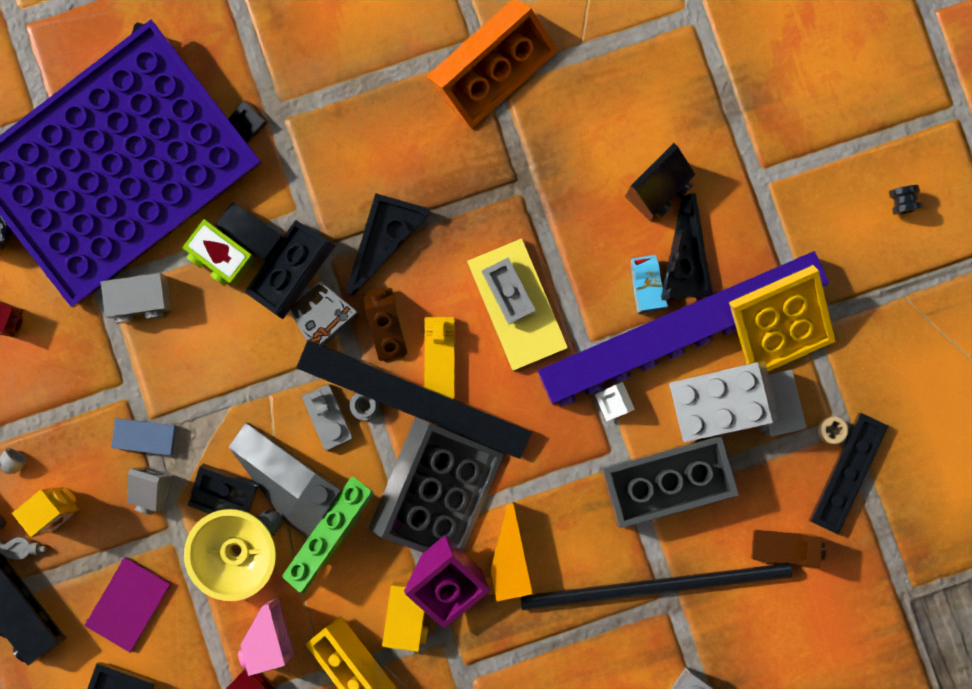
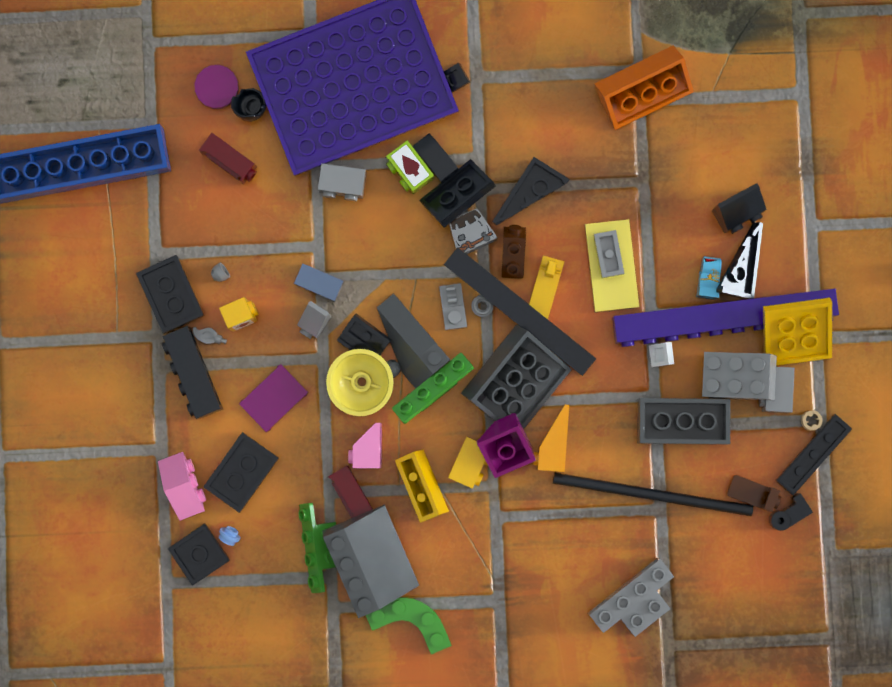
camera: 15 degrees right, 0 degrees up
(842, 561) = (790, 515): none -> black leg

